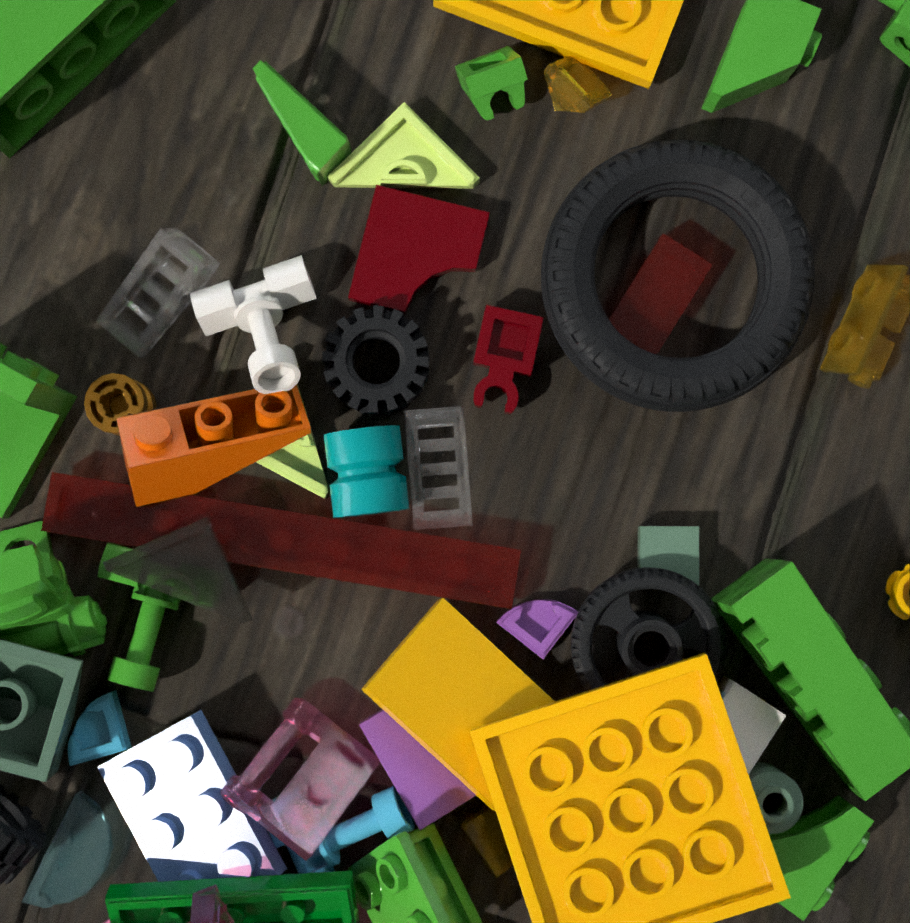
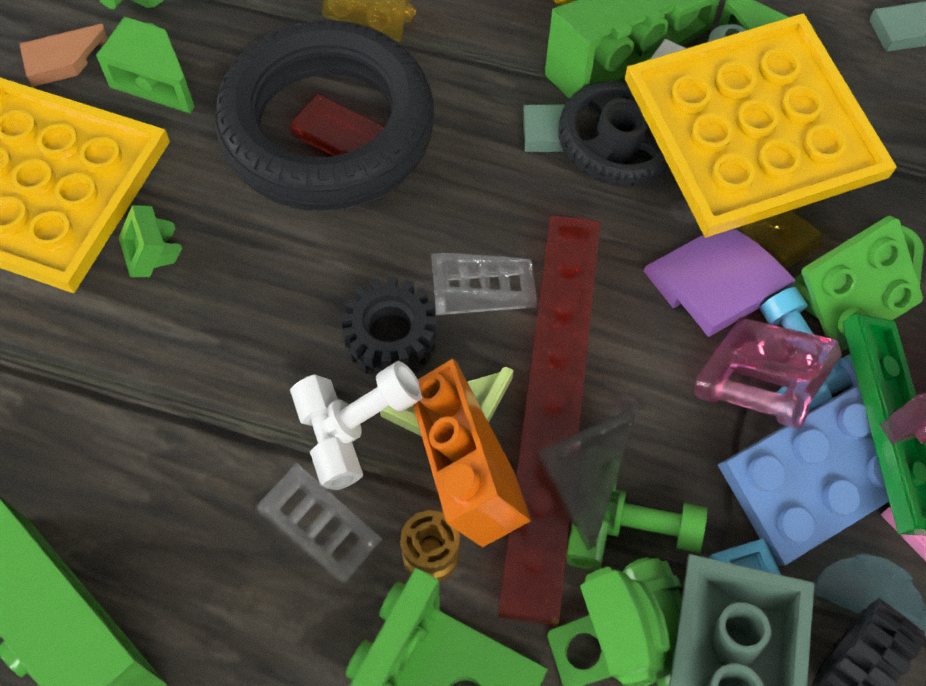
camera: 95 degrees left, 25 degrees down
(311, 132) = (168, 387): bright green slope -> none
(366, 471) = (490, 328): teal wheel -> none
(404, 155) = (206, 314): yellowish green tile -> none
(412, 242) = (286, 309): dark red tile -> none
(446, 684) = (672, 262): yellow tile -> none
(508, 348) = (381, 230): dark red plate -> none
(538, 623) = (612, 211): medium lavender tile -> none
(574, 86) = (164, 188): clear yellow slope -> none

